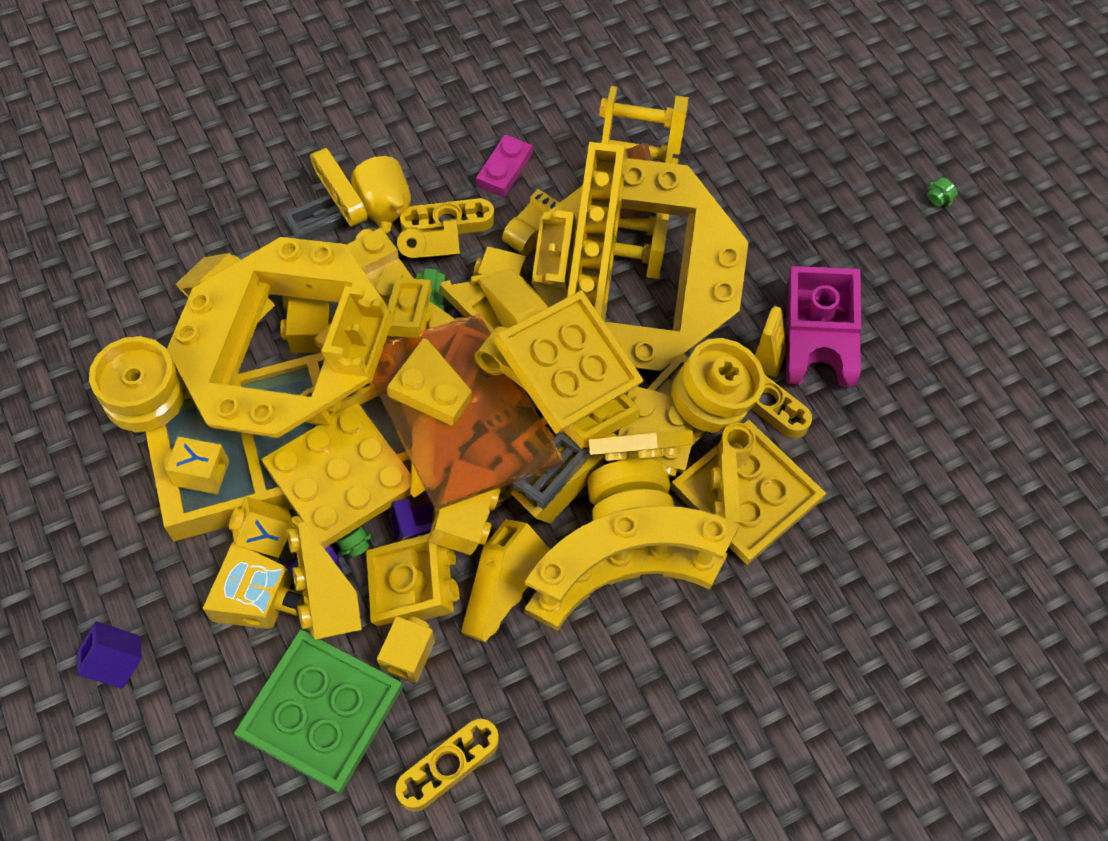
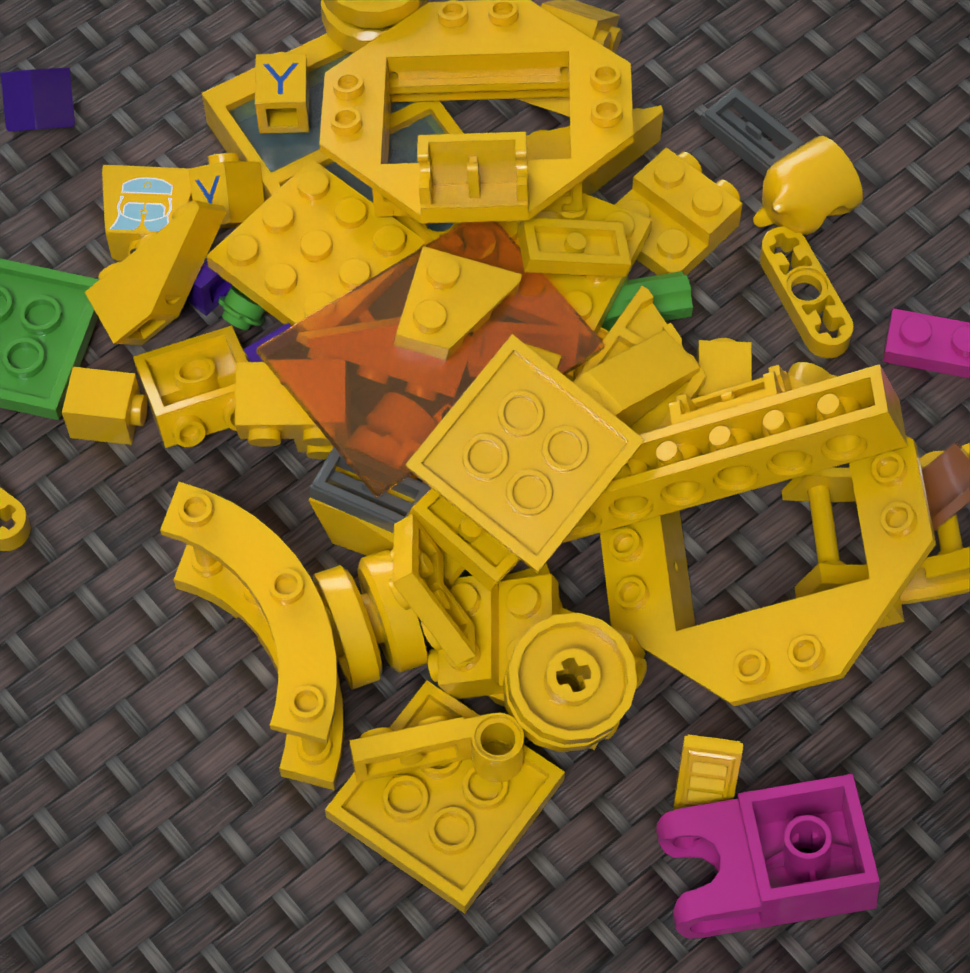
camera: 80 degrees right, 0 degrees up
(338, 187) = (795, 128): yellow beam -> none
(418, 243) = (745, 277): yellow leg -> none
(501, 577) = (252, 482): yellow slope -> none
(793, 409) = (614, 844): yellow beam -> none

